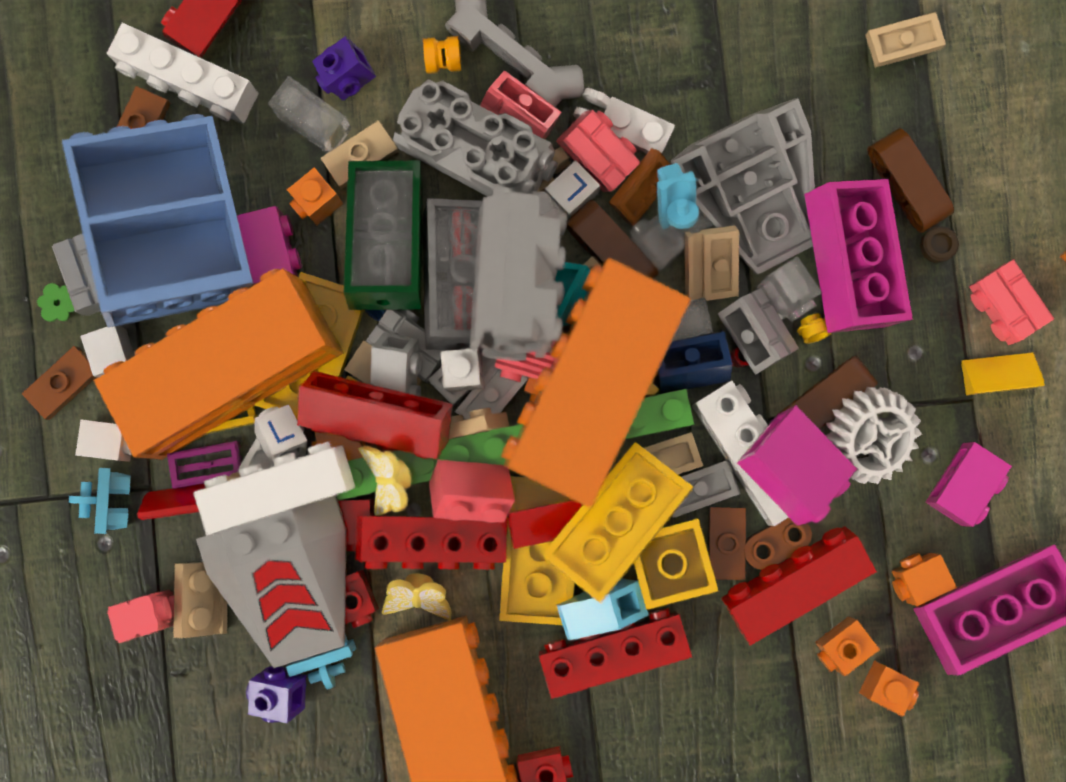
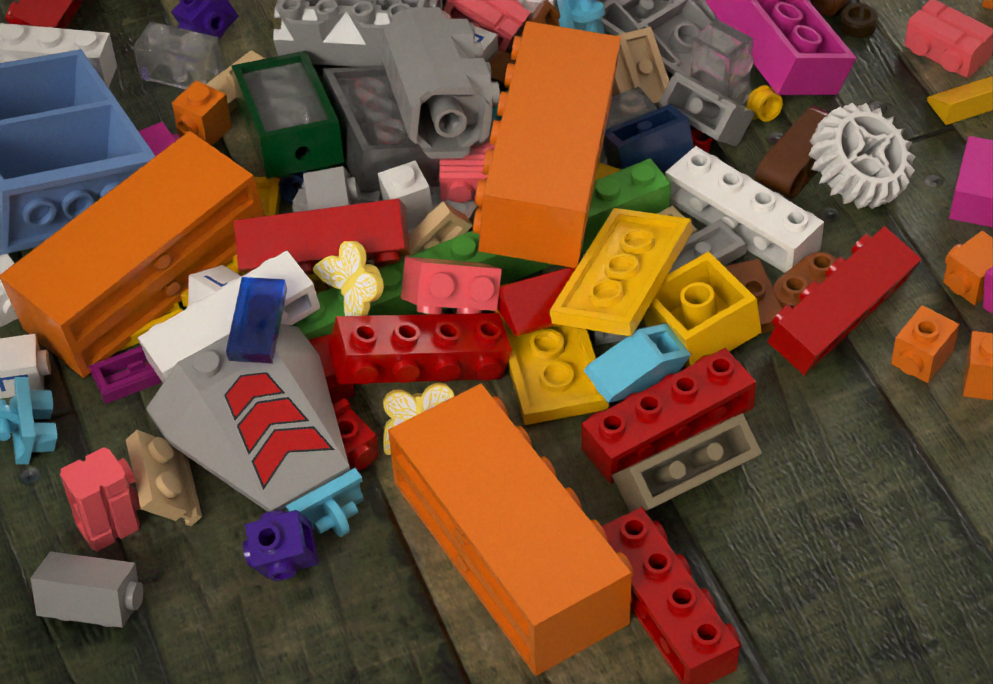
camera: 20 degrees left, 35 degrees down
(122, 690) = (86, 589): none -> light grey brick
(169, 502) = (112, 408): red slope -> none
(288, 523) = (256, 320): none -> clear blue plate
(610, 717) = (687, 464): none -> dark tan brick
(797, 467) = (793, 180): dark pink brick -> none

